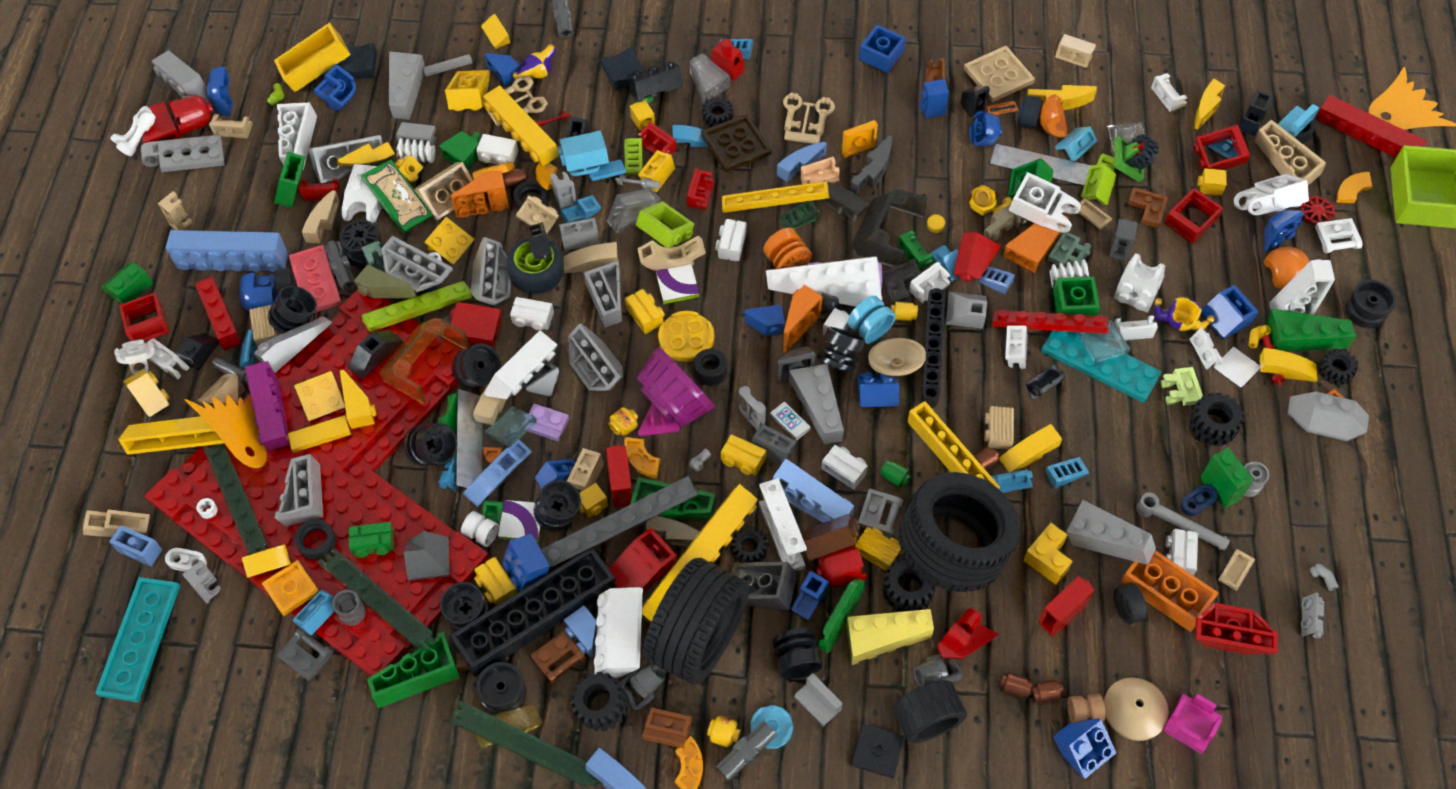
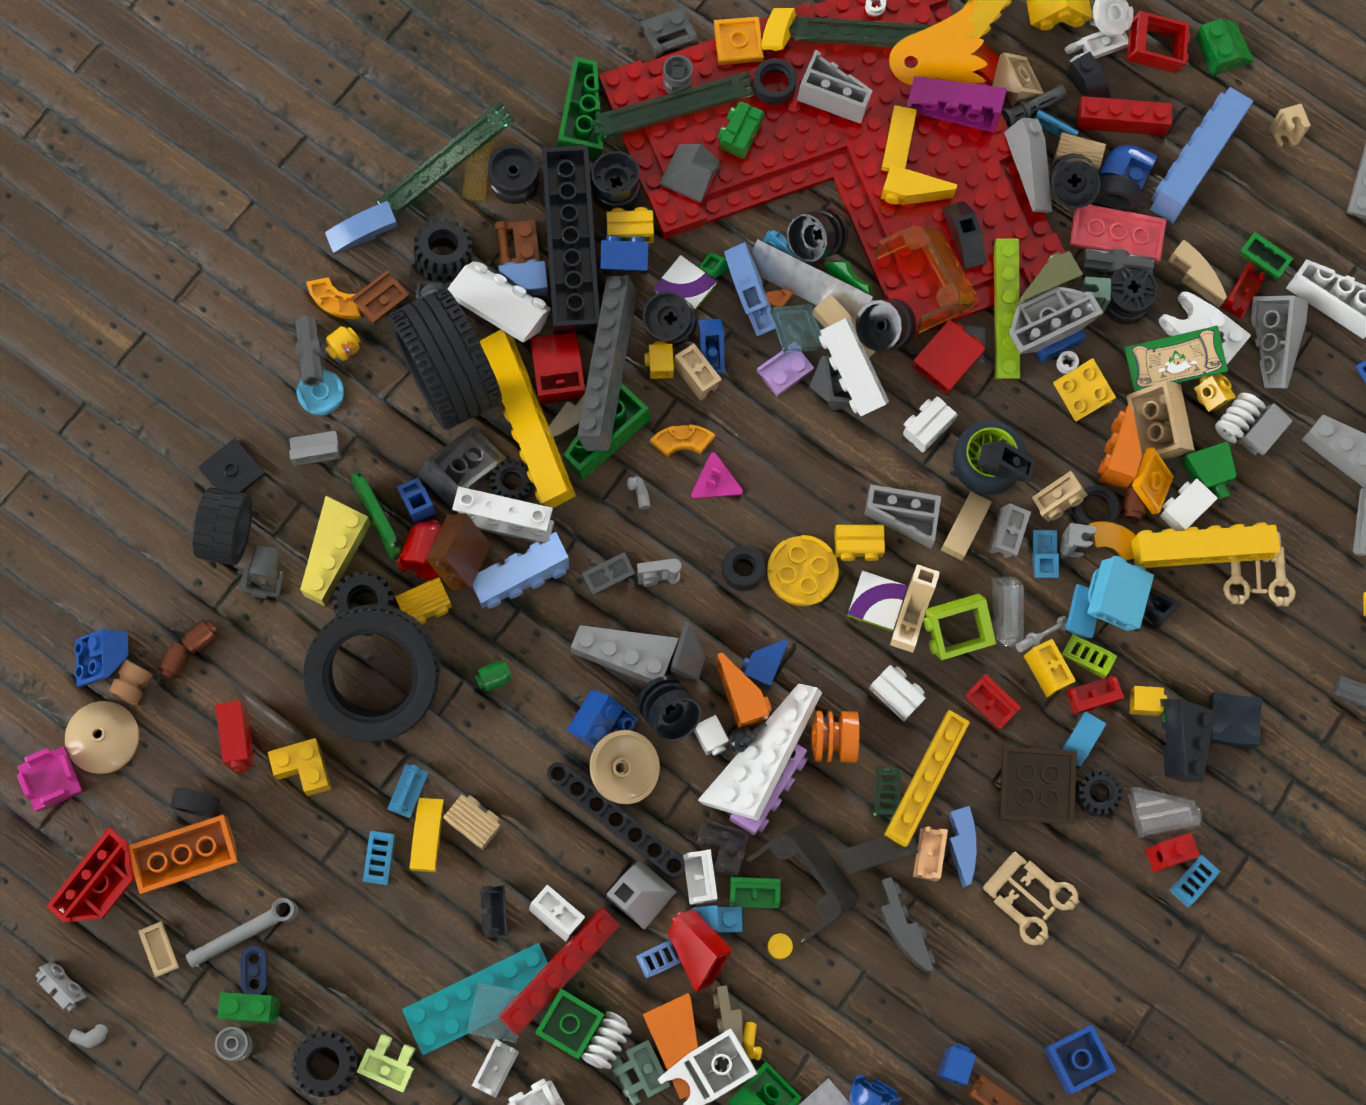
camera: 115 degrees right, 15 degrees up
(315, 612) = (698, 50): dark azure slope -> none
(320, 396) = (944, 157): yellow hinge -> none
(367, 156) = (1259, 357): yellow slope -> none
(467, 90) = (1307, 522): yellow slope -> none
(477, 527) = (699, 239): white wheel -> none
(490, 273) = (999, 400): light grey wedge -> none
(502, 67) = (1317, 581): blue slope -> none
(537, 64) = (1301, 621): piece -> none
(563, 116) = (1205, 572): red piece -> none
(593, 360) = (824, 453): light grey wedge -> none
(619, 475) = (667, 396): red window -> none
(623, 421) = (733, 442): yellow head -> none
(672, 390) = (724, 499): magenta piece -> none
(743, 455) = (615, 536): yellow brick -> none
(790, 421) = (627, 612): tile -> none
(797, 653) = (360, 447): black wheel -> none
(844, 466) = (535, 629): white brick -> none
(859, 139) = (948, 928): light orange tile -> none
(871, 319) = (687, 769): medium azure wheel -> none
(874, 508) = (468, 626): light grey plate -> none
(905, 311) = (681, 821): yellow brick -> none
(945, 443) = (472, 746): yellow brick -> none
(965, 636) = (277, 623): red panel -> none
(983, 199) = (773, 1019): yellow hair -> none
(987, 457) = (447, 777): copper brick -> none
(1109, 535) = (278, 831): light grey wedge -> none
(1183, 549) = (211, 903): white brick -> none

